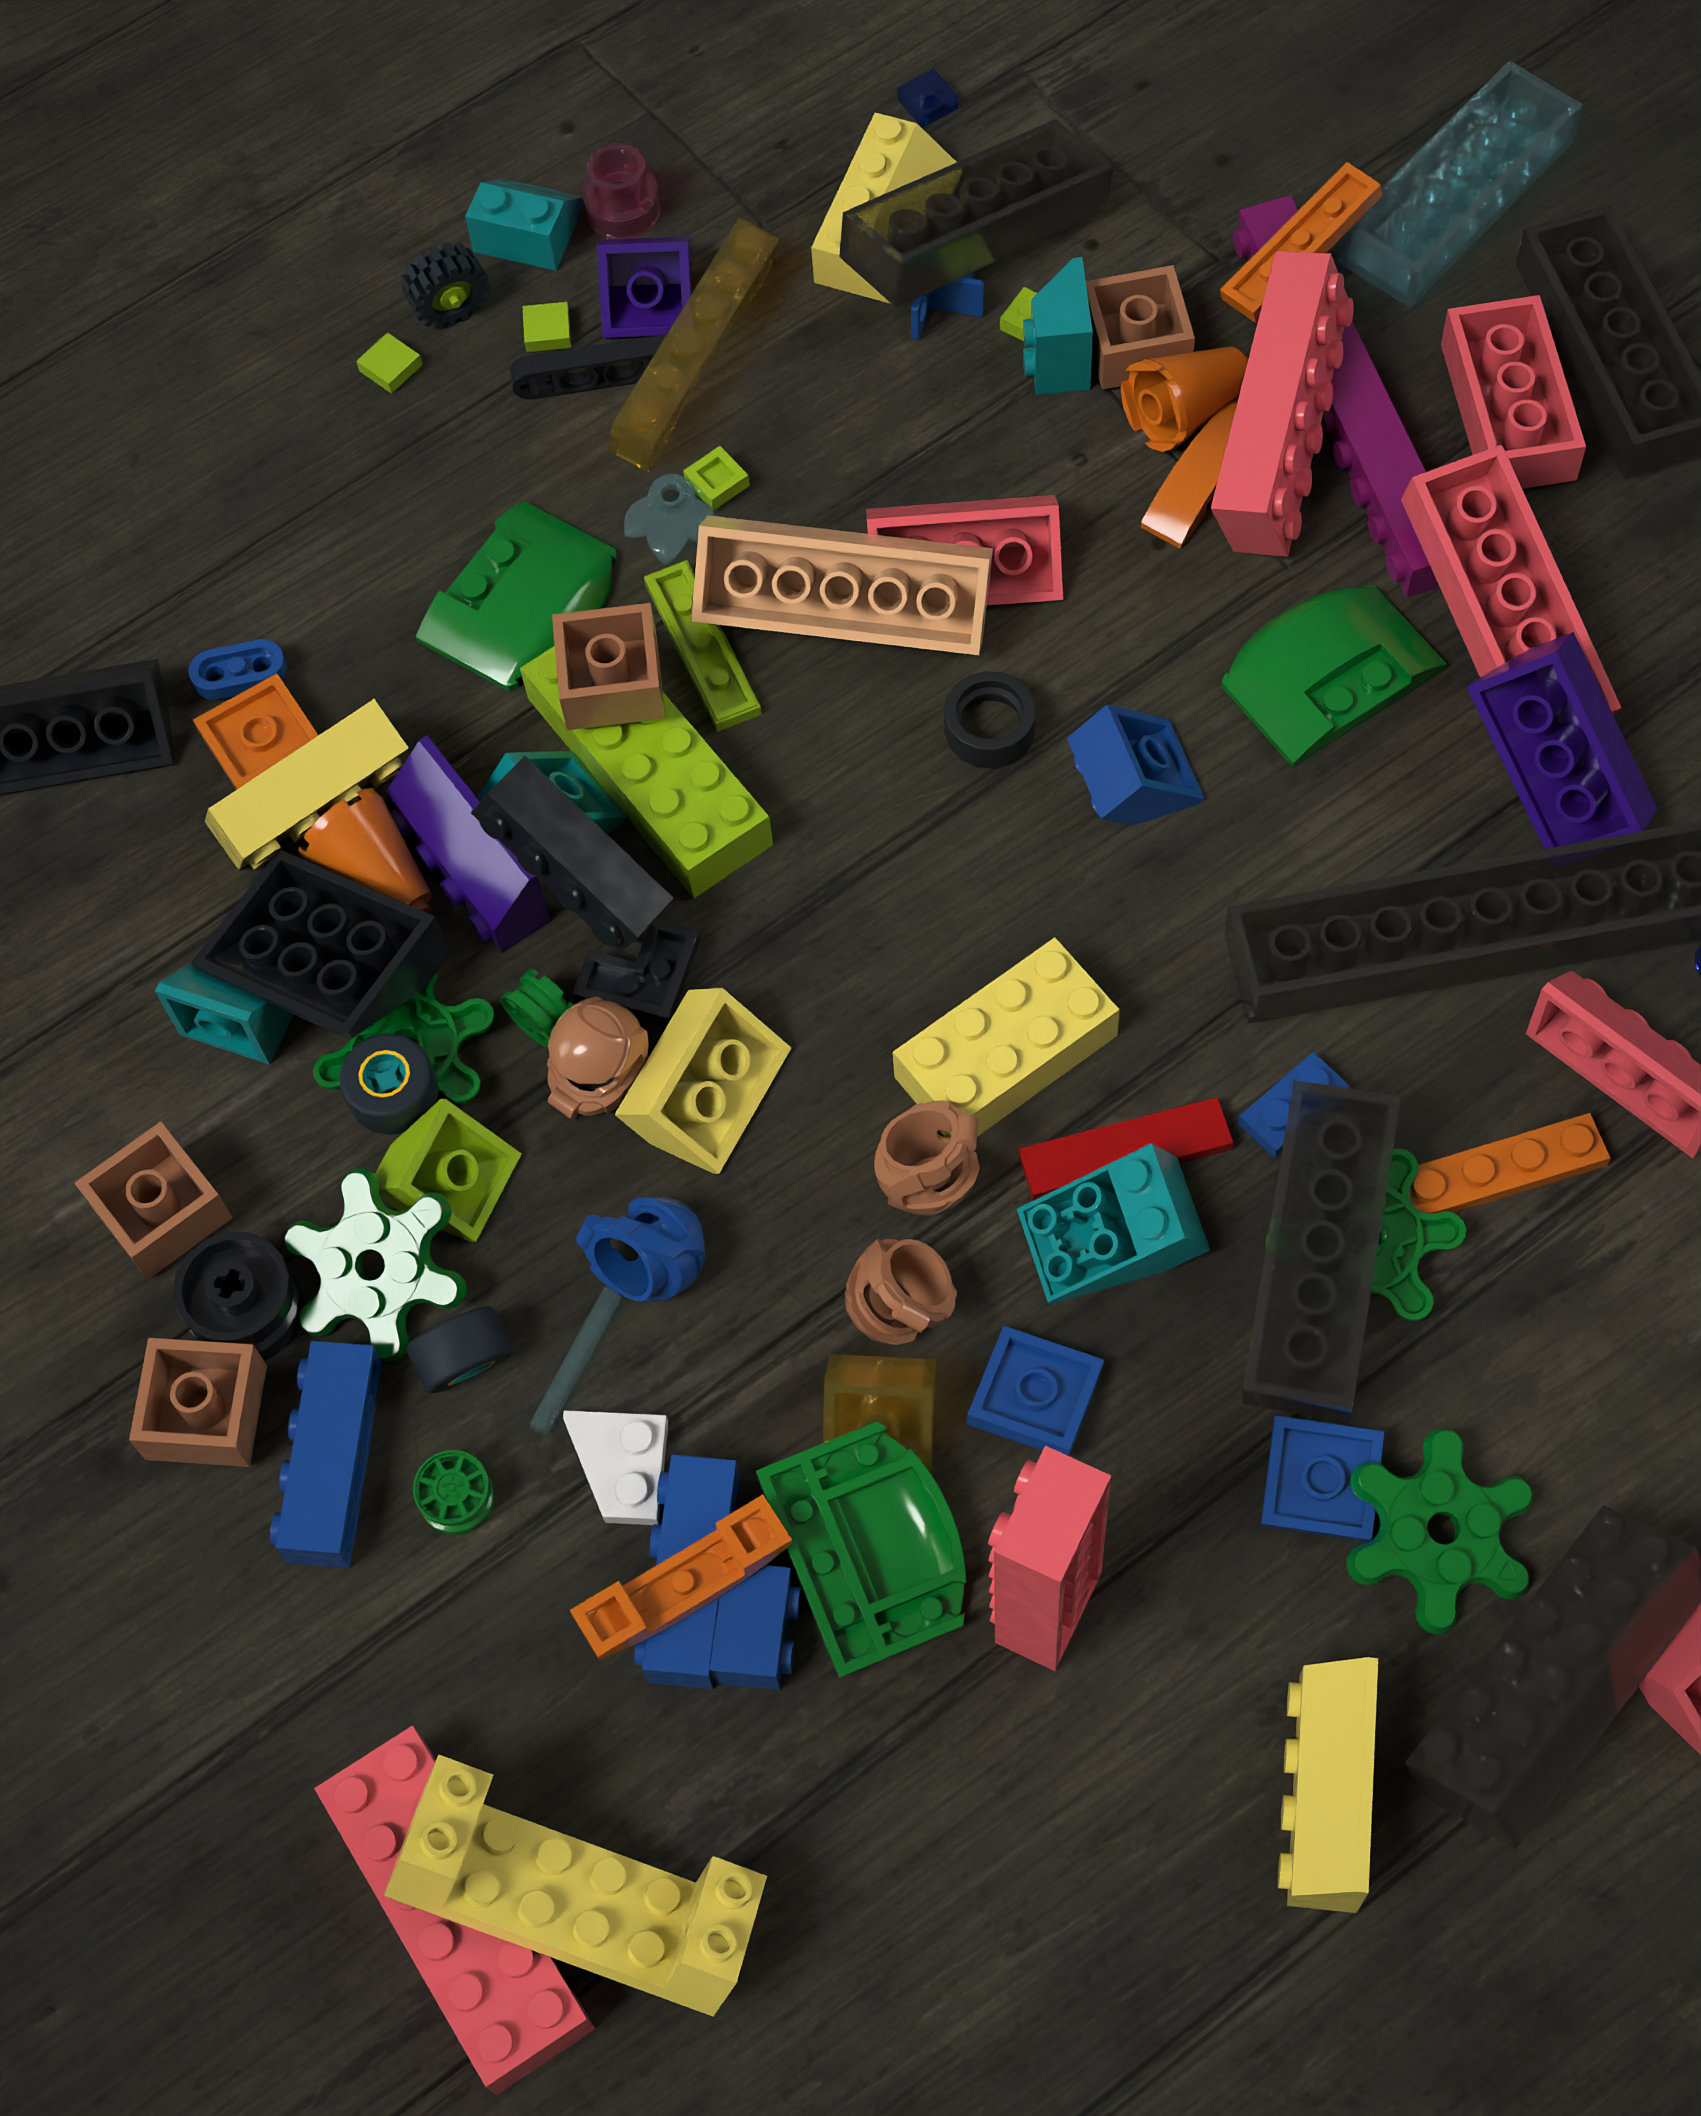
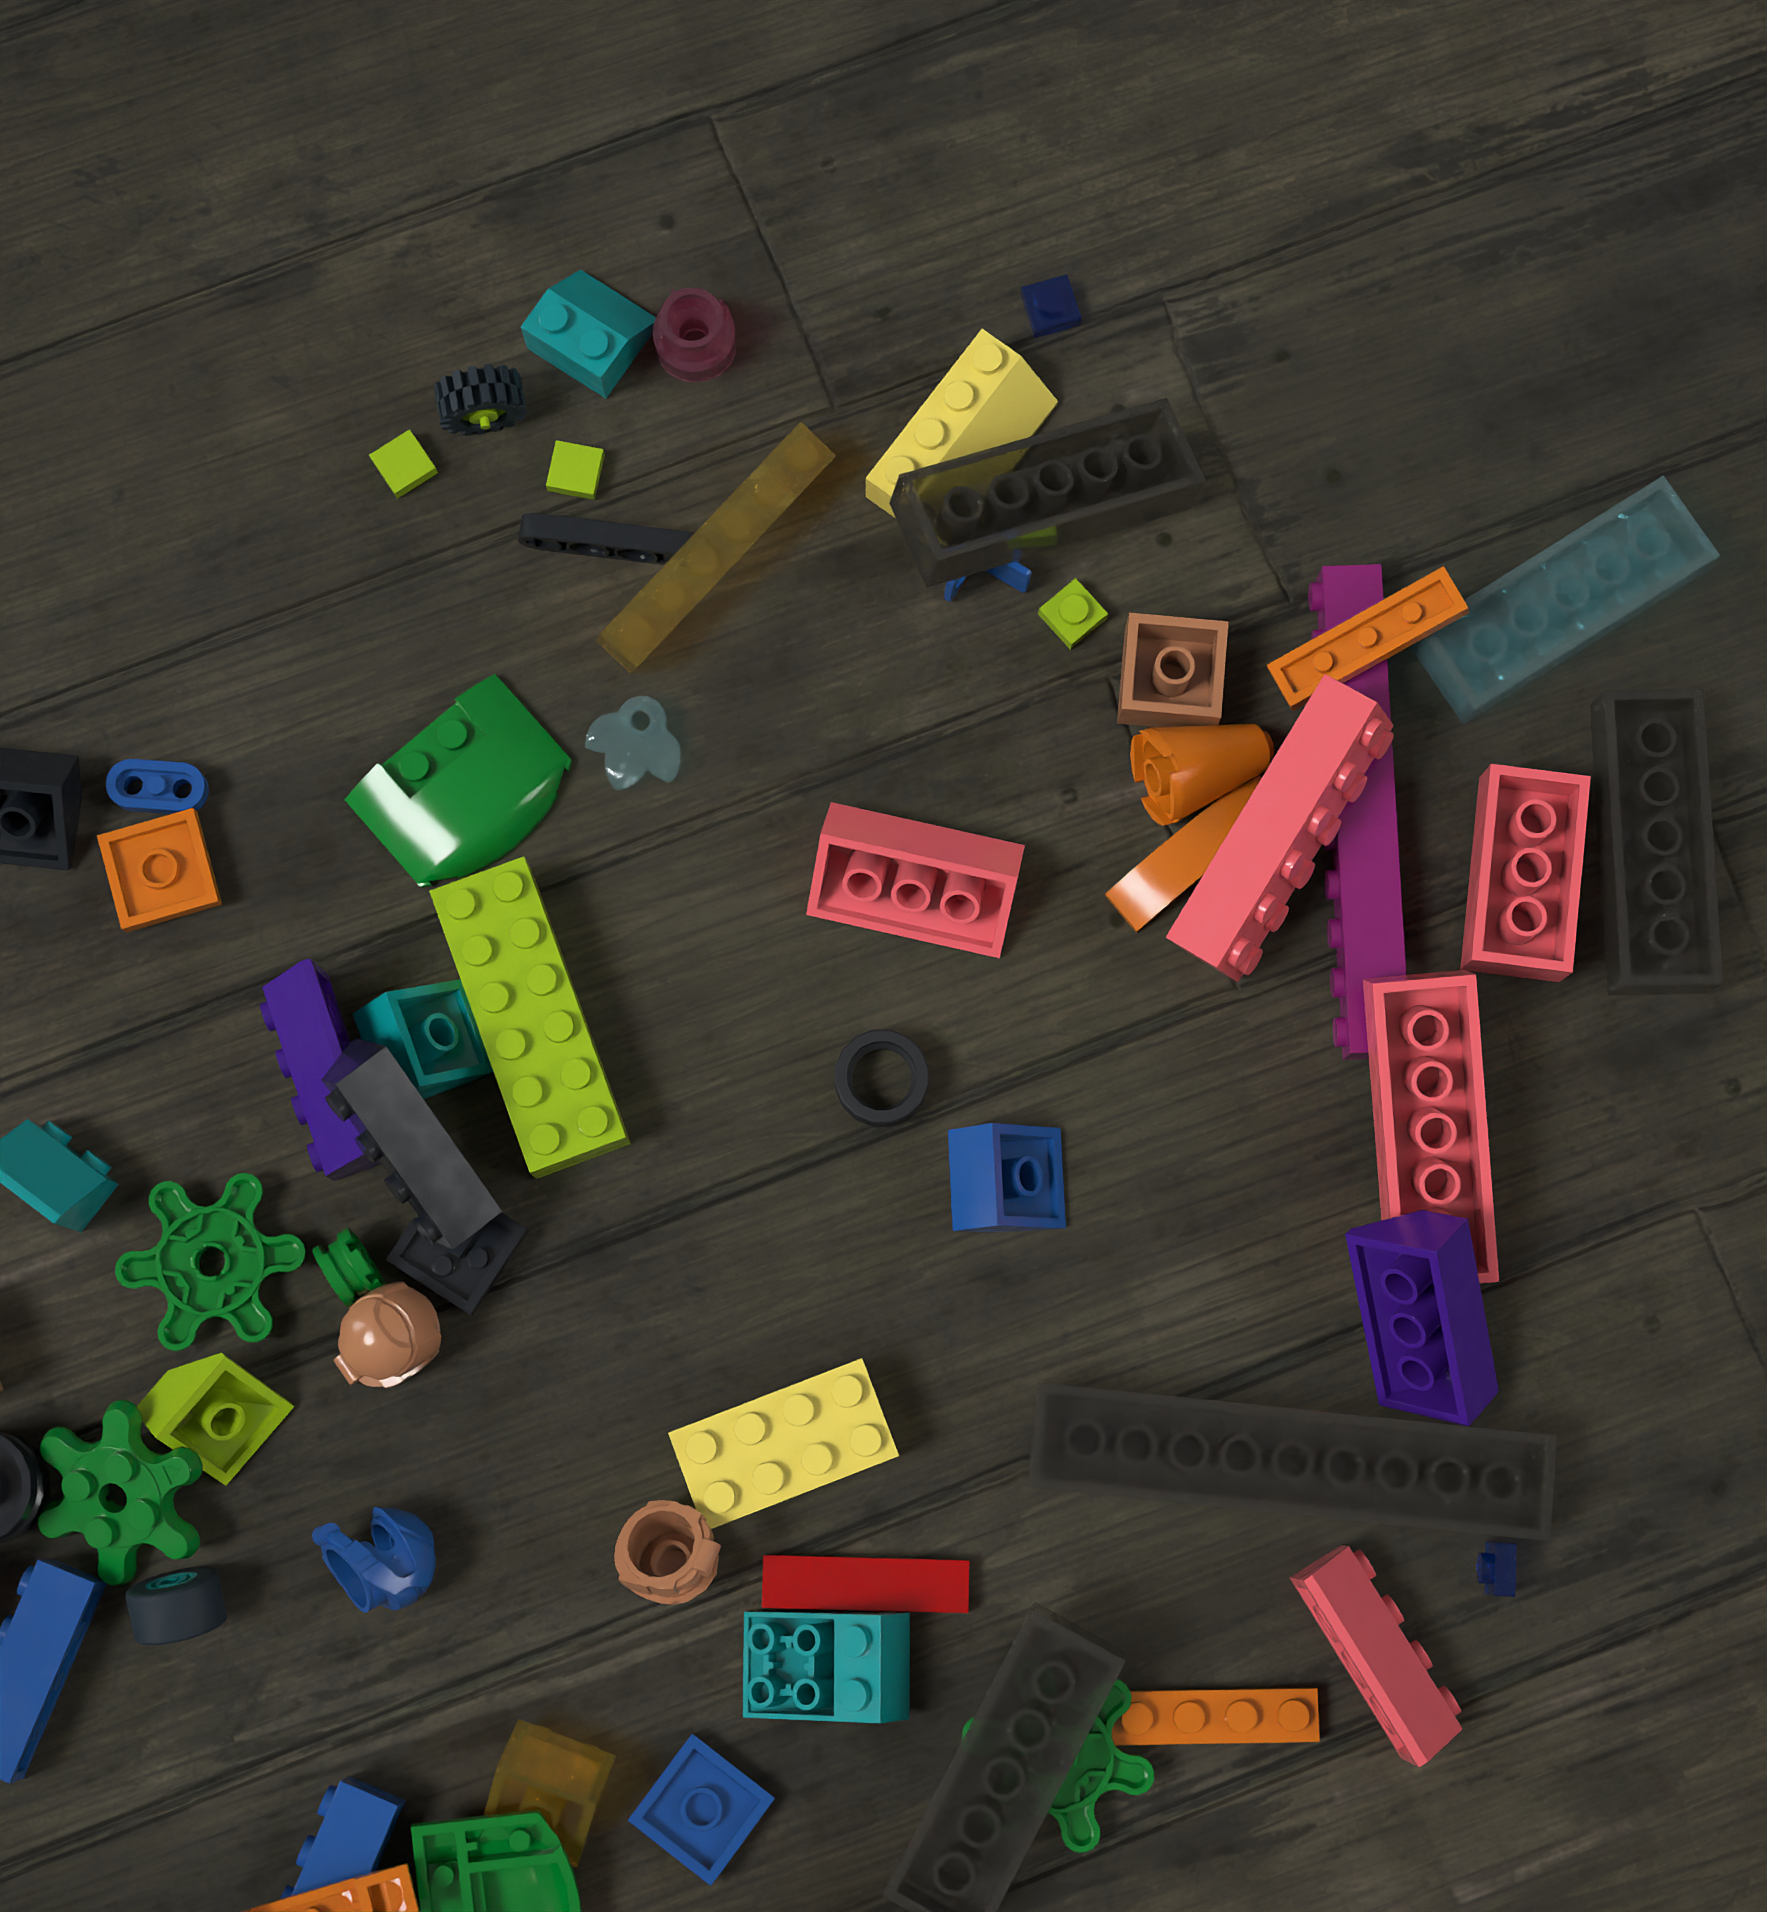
camera: 10 degrees right, 15 degrees up
(306, 785) = (183, 961): light yellow brick -> none
(324, 947) = (149, 1153): black slope -> none
(368, 849) = (229, 1056): orange cone -> none
(383, 1065) = (164, 1302): black wheel -> none
(453, 1493) = (134, 1742): green wheel -> none
(575, 1361) = (284, 1640): clear light blue bar -> none
(608, 666) = (507, 939): nougat brick -> none
(621, 1461) = (298, 1755): white wing -> none
(643, 284) = (688, 455): dark purple slope -> none
(702, 649) = (625, 898): lime tile -> none
(704, 1079) = (484, 1390): light yellow slope -> none
(716, 478) = (694, 711): lime plate -> none
(841, 584) = (774, 895): light nougat brick -> none
(899, 1290) = (581, 1677): nougat helmet -> none
(1060, 334) = (1089, 659): teal slope -> none
(1269, 1114) = (1048, 1581): blue plate -> none
(1327, 669) = (1236, 1118): green slope -> none

